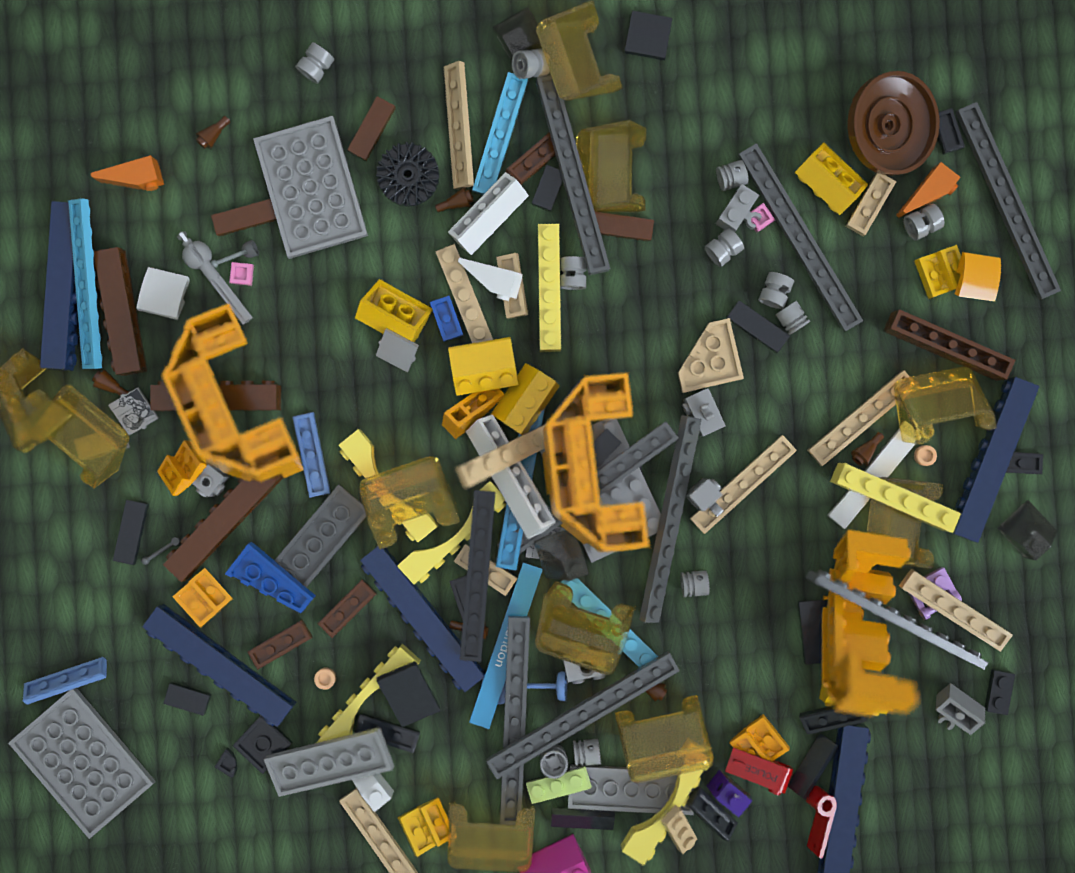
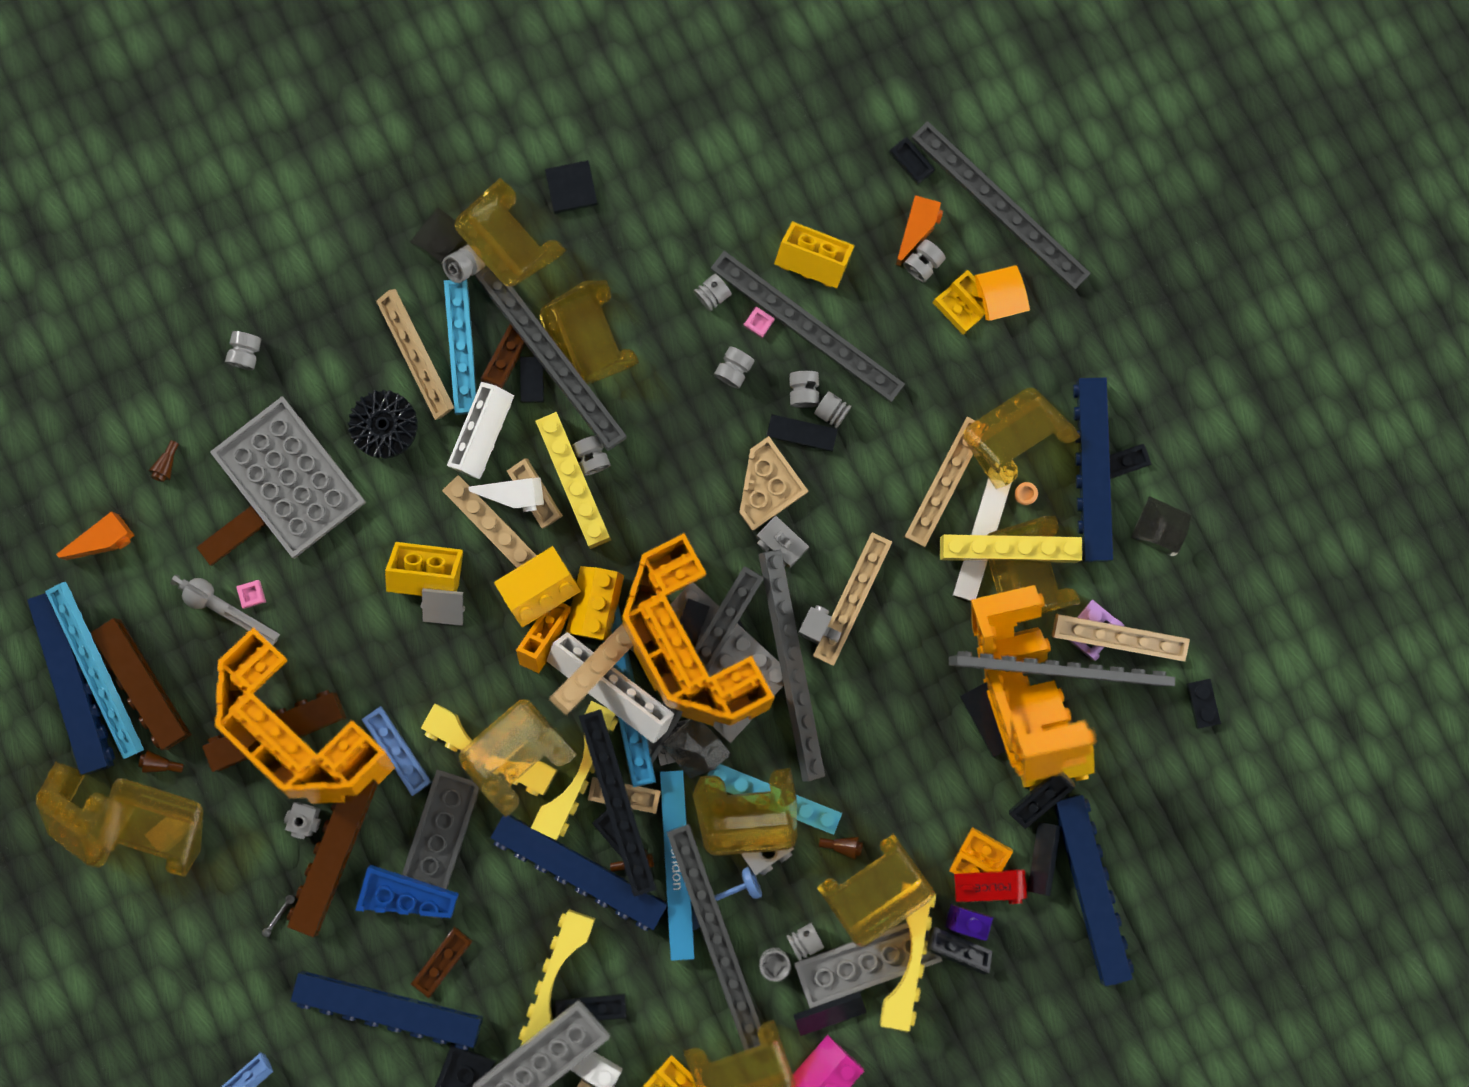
camera: 20 degrees left, 5 degrees down
(130, 532) = (239, 909): black tile -> none
(133, 411) = (194, 780): piece -> none
(162, 293) = (177, 647): white slope -> none
(182, 469) = (268, 819): light orange slope -> none
(187, 698) = (367, 1060): black tile -> none
(202, 597) = (341, 946): light orange slope -> none
(249, 250) = (248, 566): hinge -> none
(325, 678) = (503, 978): light nougat tile -> none
(347, 608) = (497, 895): reddish brown tile -> none
(371, 128) = (327, 392): reddish brown tile -> none
(408, 694) = (596, 956): black tile -> none
(446, 318) = (480, 554): blue plate -> none
(459, 200) = (447, 426): reddish brown cone -> none
(549, 788) = (790, 987): yellowish green plate -> none
(582, 715) = (783, 903): dark grey plate -> none
(625, 226) = (625, 387): reddish brown tile -> none
(679, 829) = (931, 980): tan plate -> none
(694, 583) = (845, 720): light grey piece -> none
(738, 210) = (733, 324): light grey brick -> none
(825, 809) = (1071, 892): red door -> none
(864, 453) = (962, 516): reddish brown cone -> none
(870, 204) = (864, 264): tan plate -> none
(893, 123) = (852, 176): reddish brown container -> none
(949, 345) = (1001, 373): reddish brown brick -> none
(959, 709) = (1167, 737): light grey brick -> none

